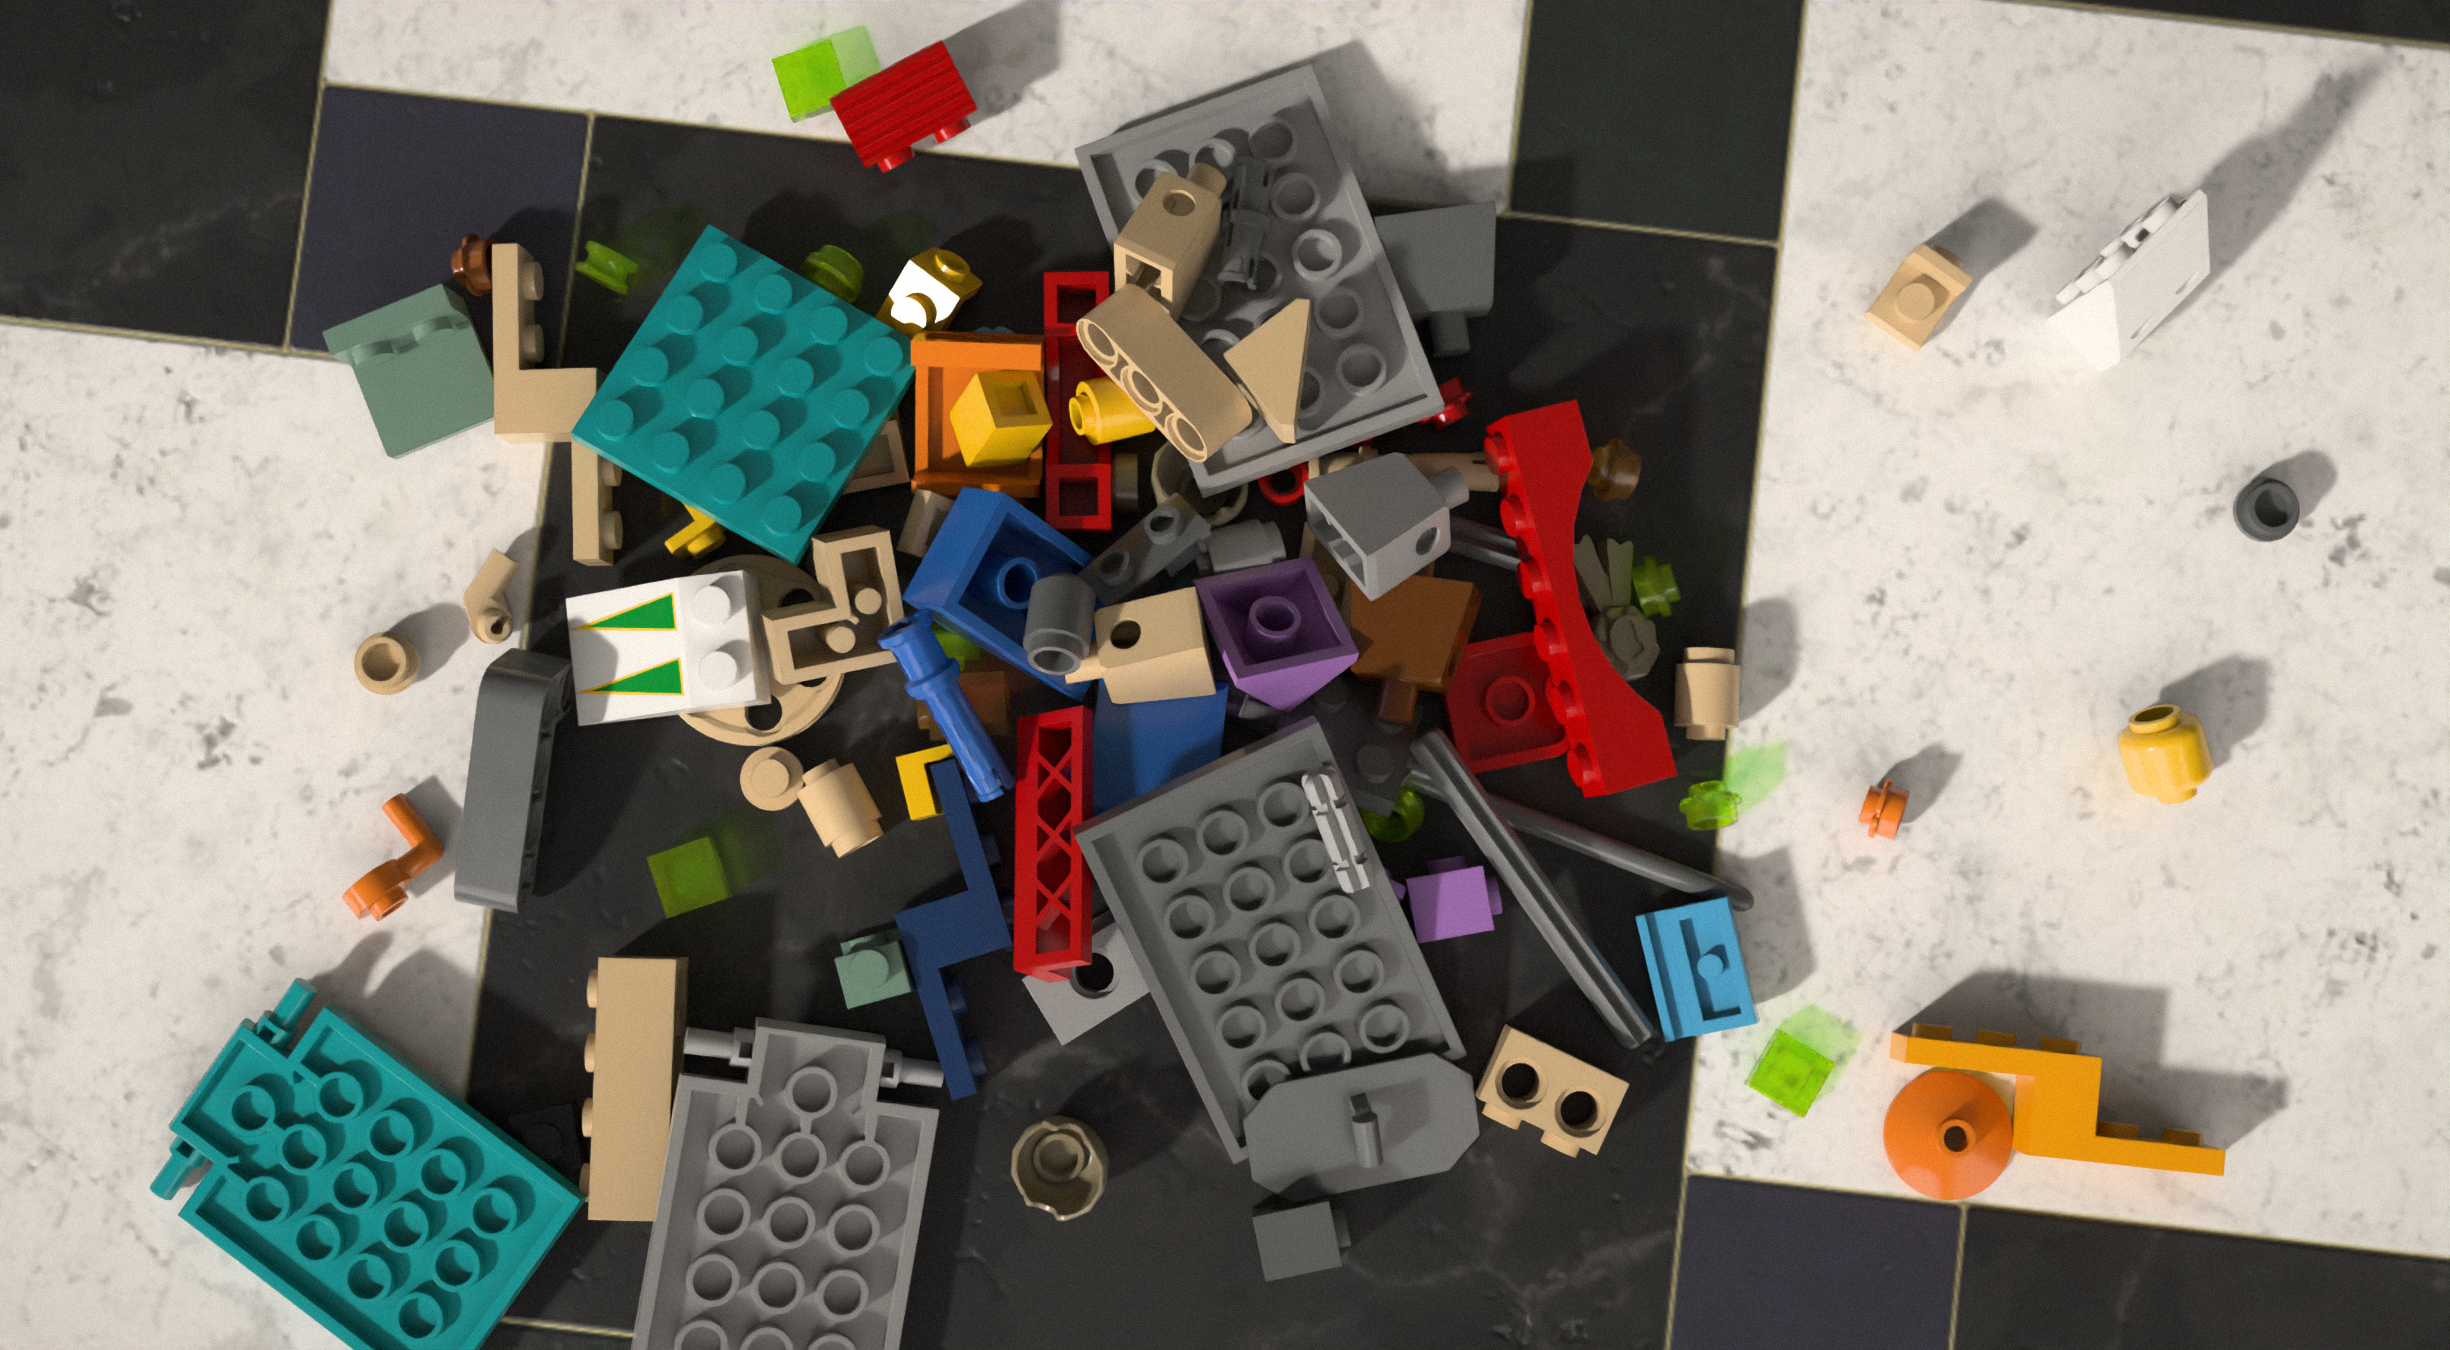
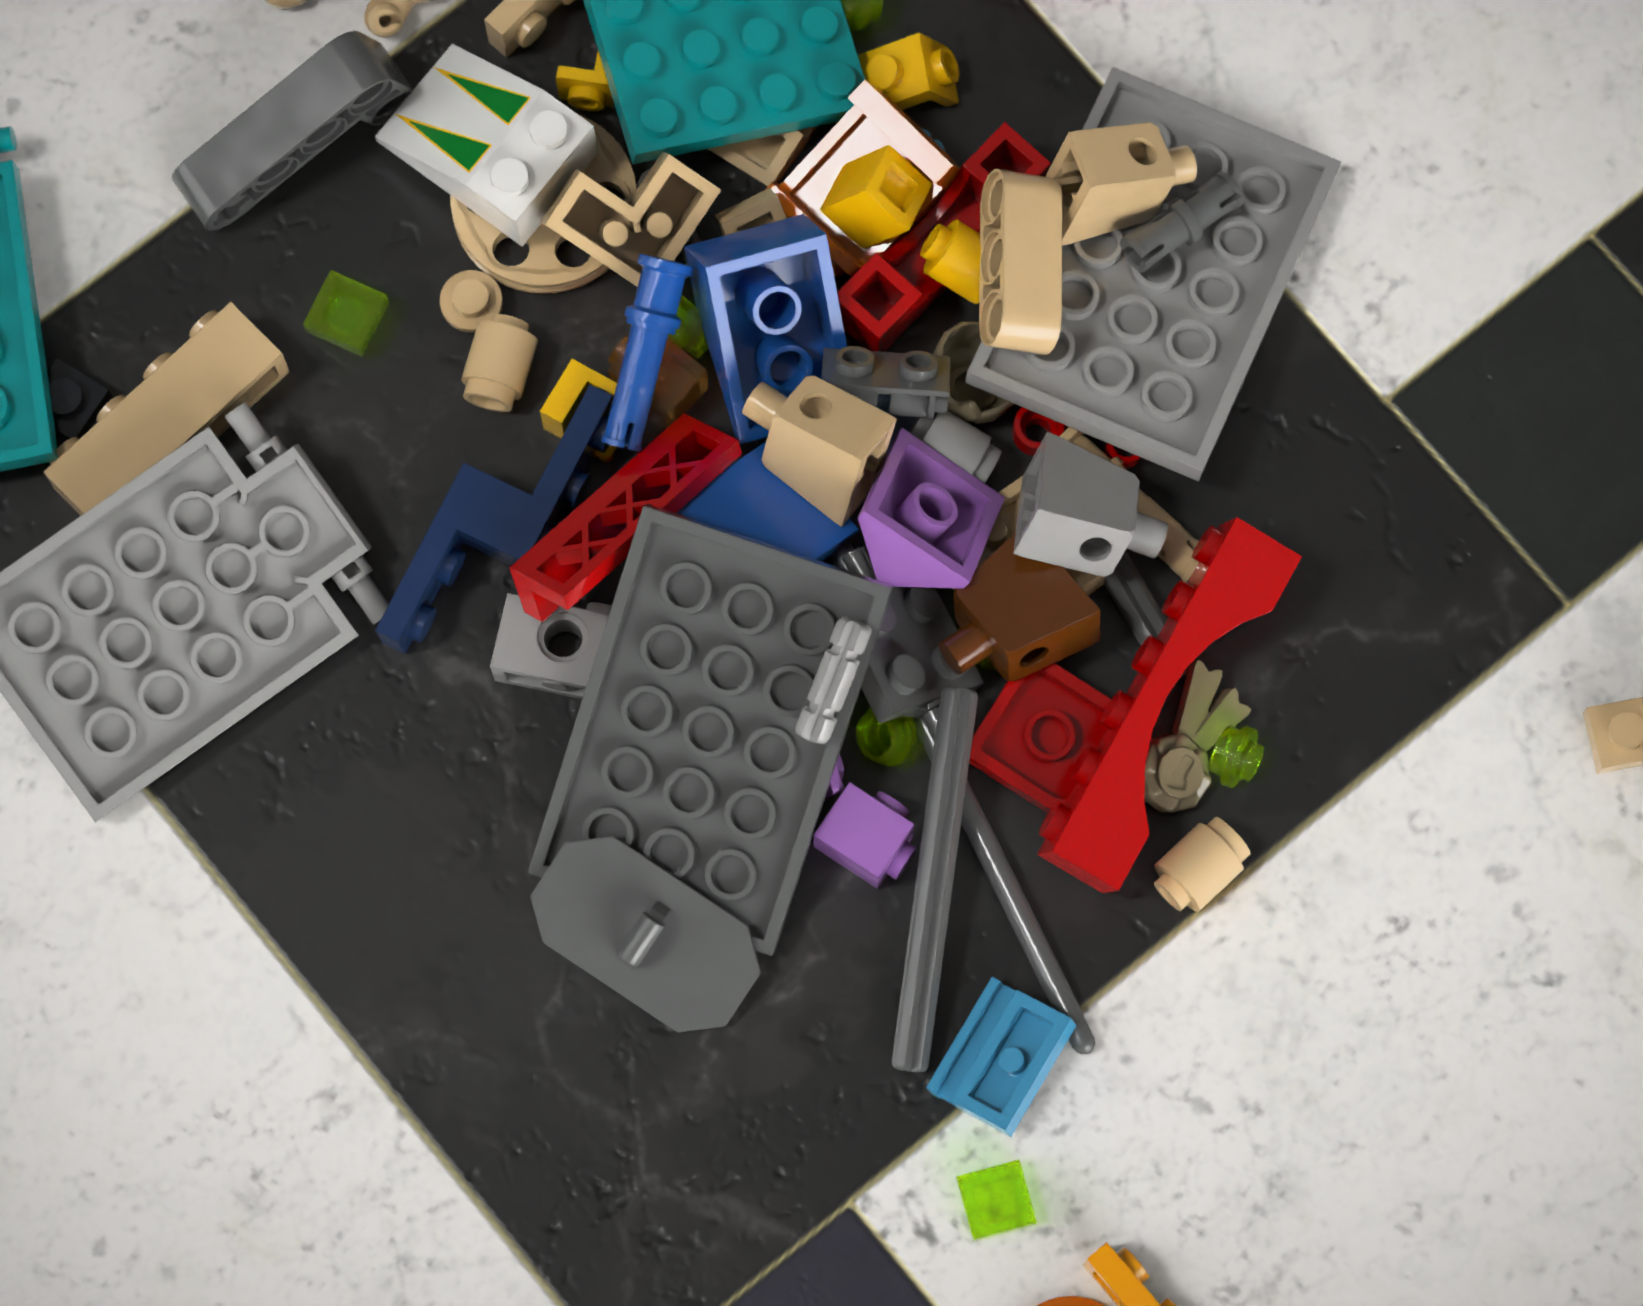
camera: 40 degrees right, 10 degrees down
(383, 888) = (132, 121): orange plate -> none
(874, 968) = (408, 494): sand green brick -> none
(1059, 623) = (776, 359): dark grey brick -> none
(1060, 1166) = (404, 754): dark tan hair -> none
(1125, 484) = (921, 327): dark tan tile -> none
(1272, 367) = (1106, 329): tan slope -> none
(1299, 1237) = (523, 968): dark grey brick -> none
(1443, 268) = (1297, 388): dark grey torso -> none
(1454, 400) = (1212, 489): red plate -> none
(1555, 1078) = (821, 1033): tan brick -> none
(1614, 471) = (1285, 645): clear orange plate -> none
(1710, 806) = (1124, 950): clear neon green plate -> none
(1884, 809) = (1252, 1075): orange plate -> none
(2165, 753) = (1503, 1230): yellow head -> none

